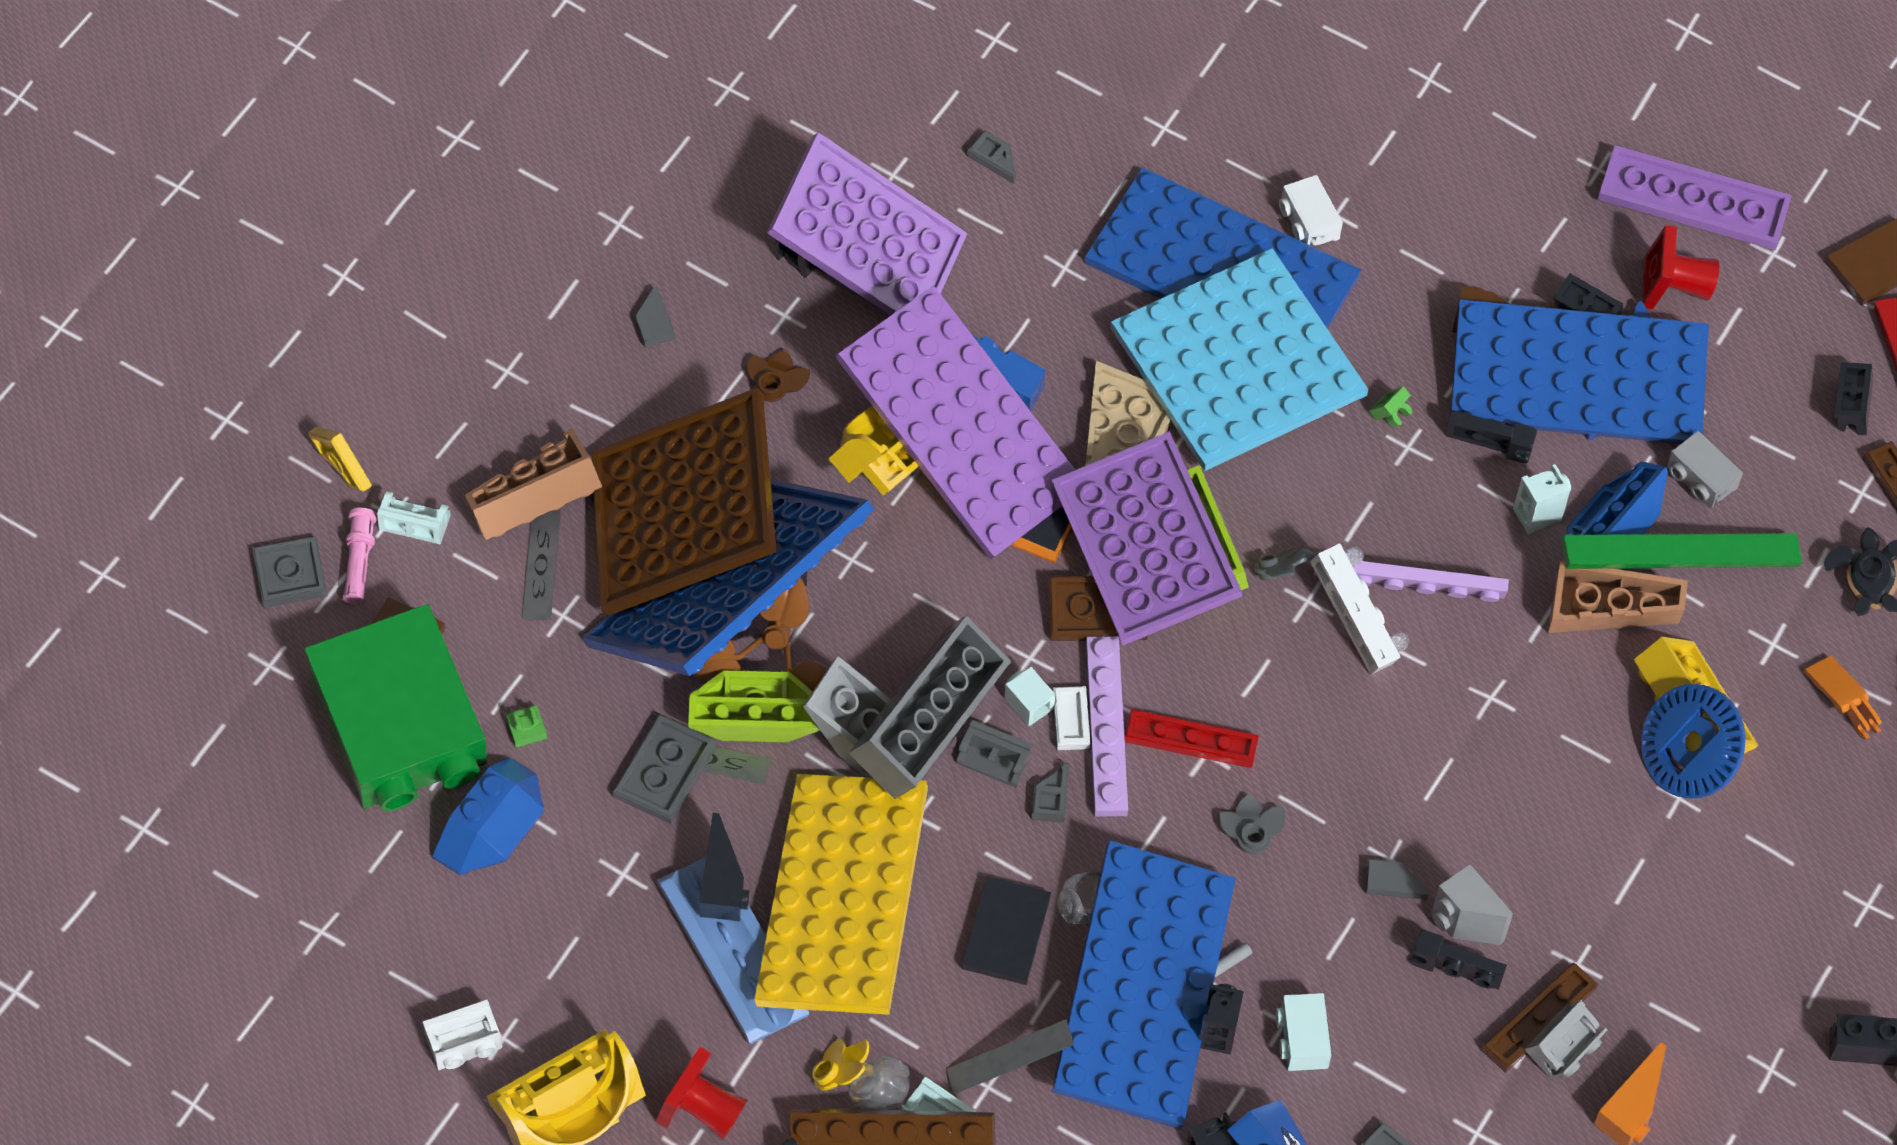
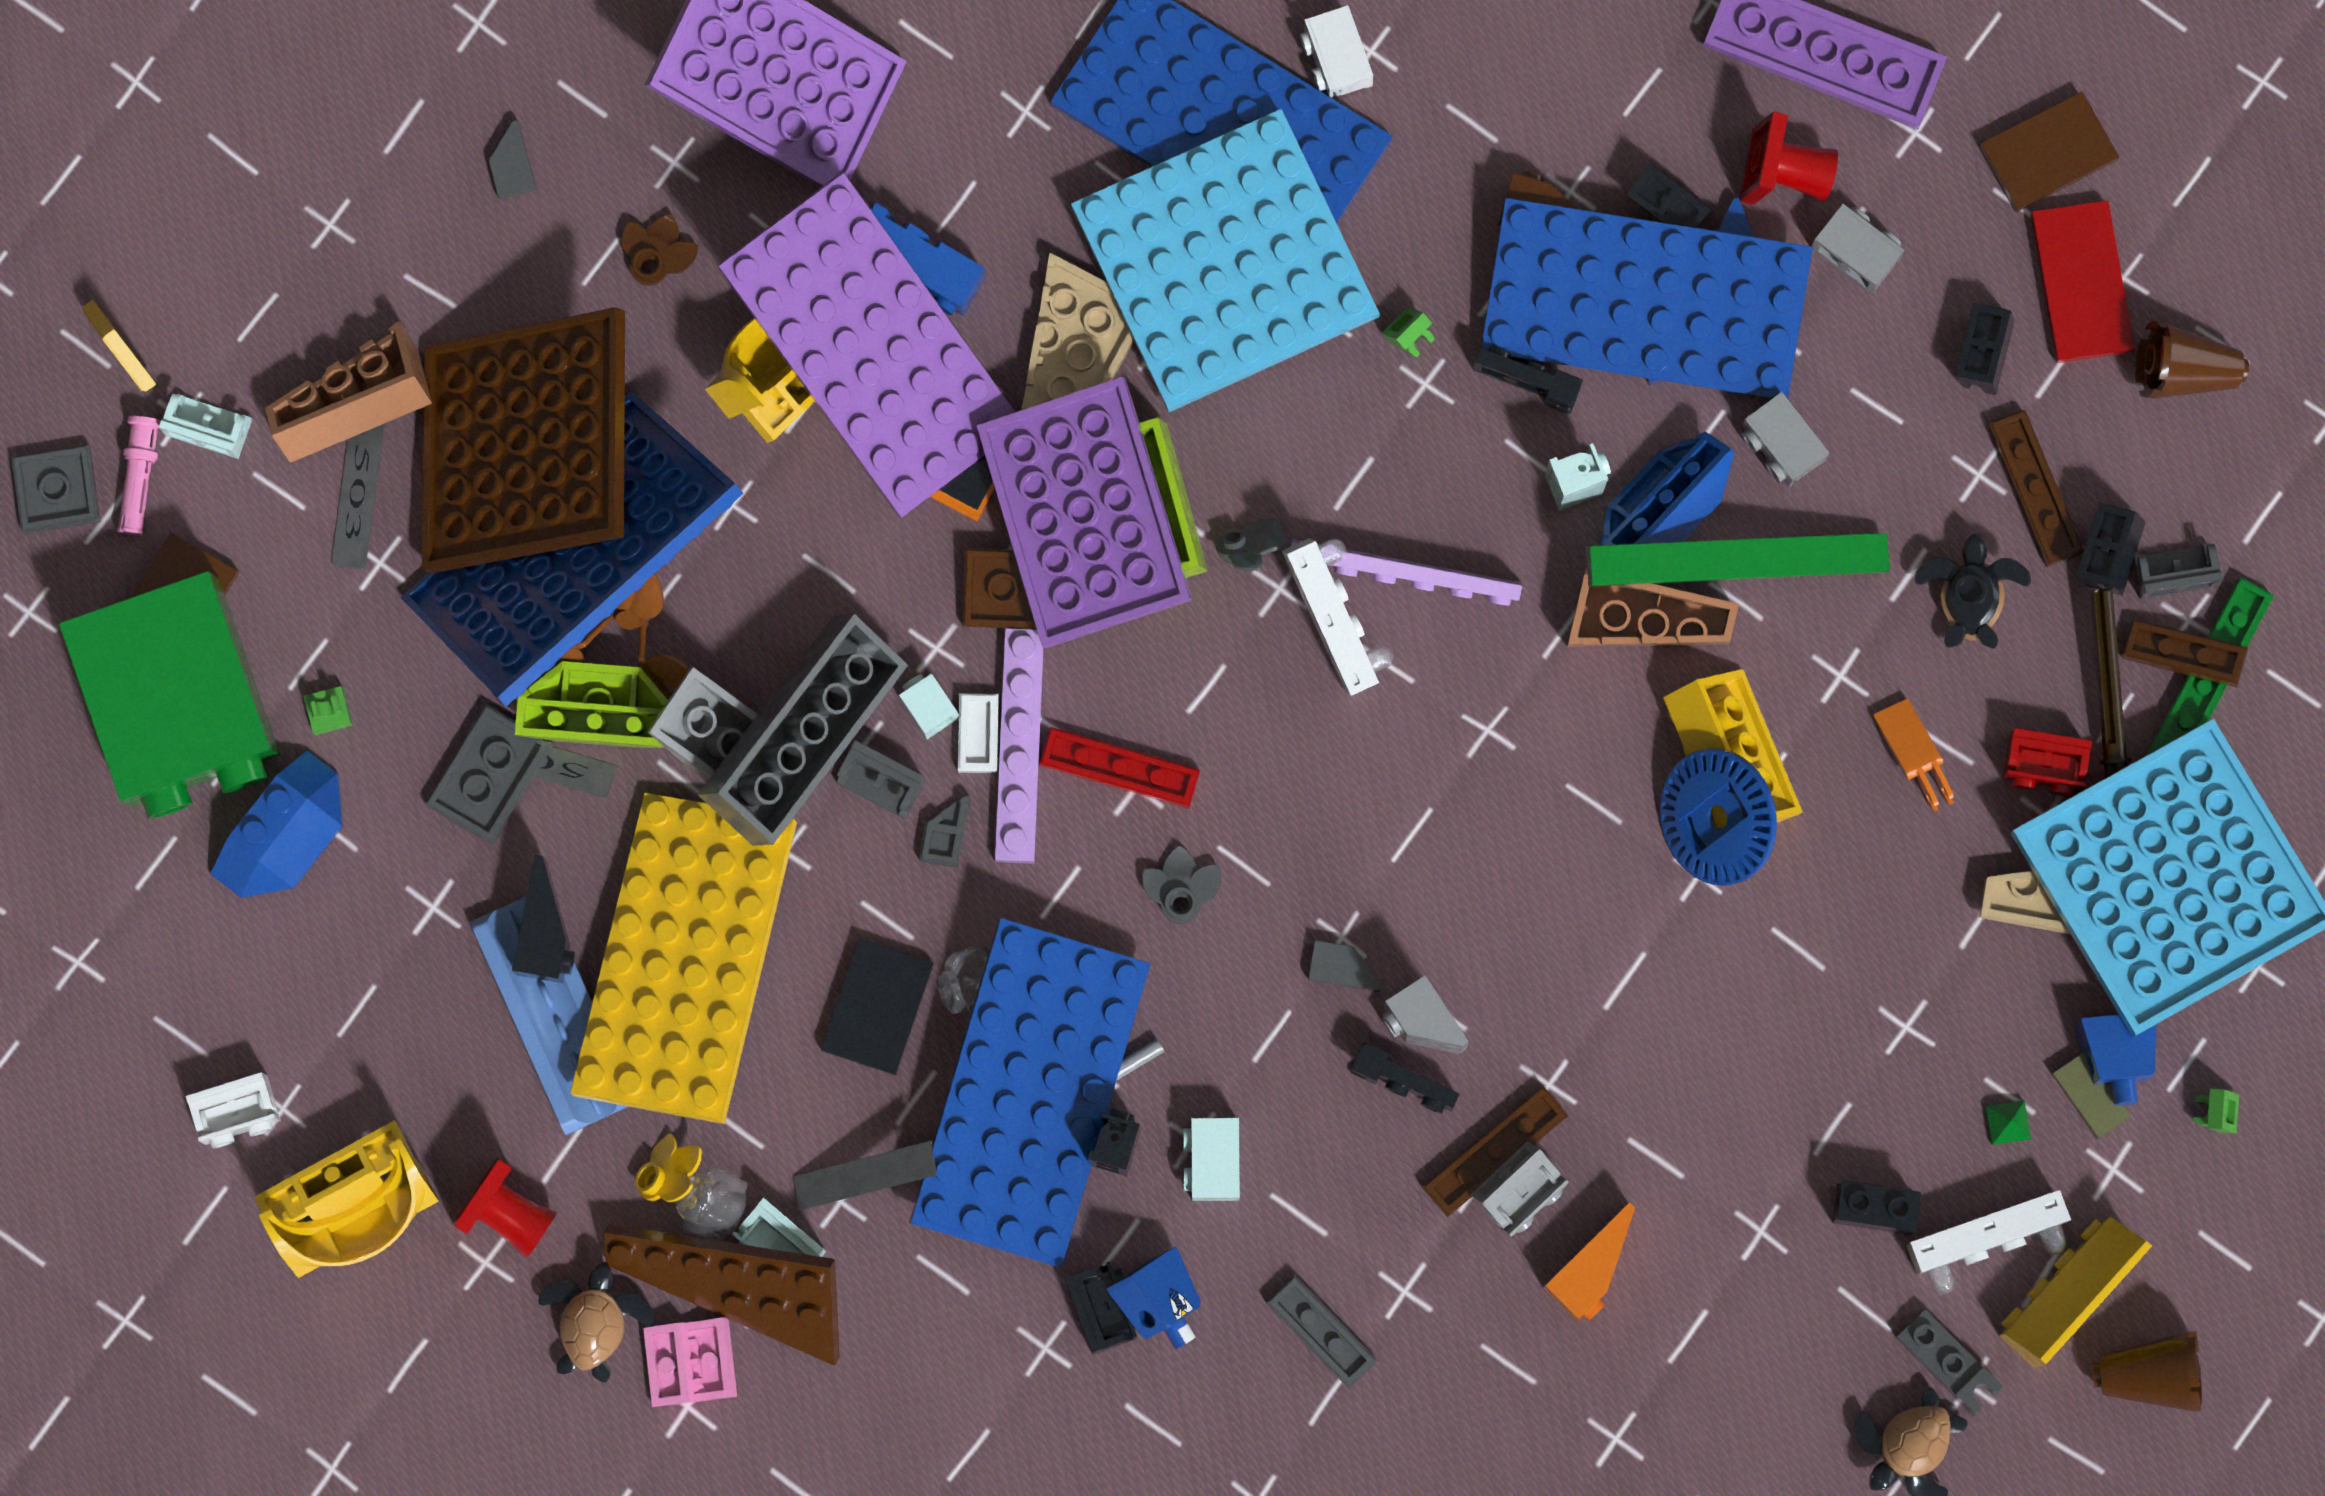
camera: 10 degrees right, 20 degrees up
(1742, 332) = (1858, 247): none -> light grey hinge

